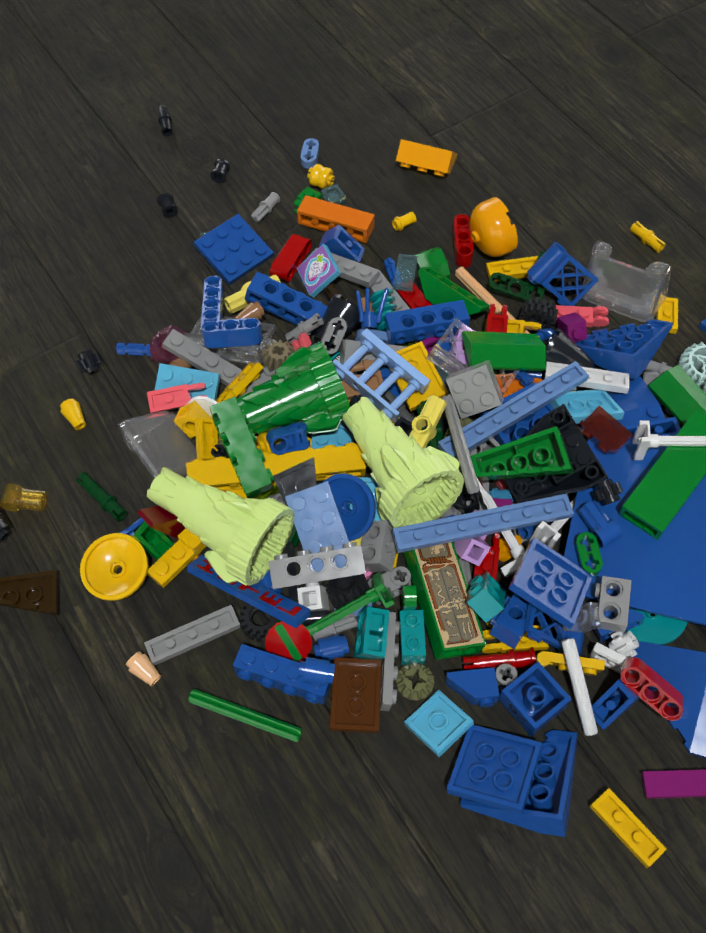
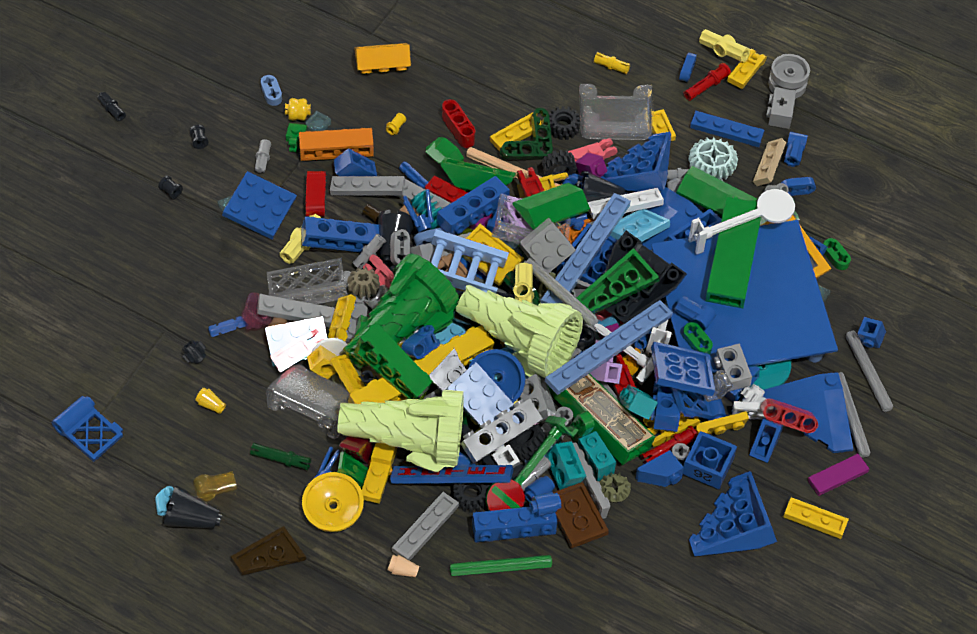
camera: 30 degrees left, 5 degrees down
(220, 332) = (298, 282): blue beam -> none
(252, 310) = (315, 256): medium nougat cone -> none
(318, 270) = (349, 196): tile -> none
(405, 272) = (427, 170): clear light blue plate -> none
(439, 723) = (648, 507): medium azure tile -> none
(492, 228) = (483, 103): light orange cylinder -> none
(495, 769) = (706, 517): blue plate -> none
(548, 267) = (550, 120): blue piece -> none
(579, 687) = (737, 437): white axle -> none
(605, 429) = (666, 239): clear red bracket -> none
(607, 492) = (690, 286): black gear -> none

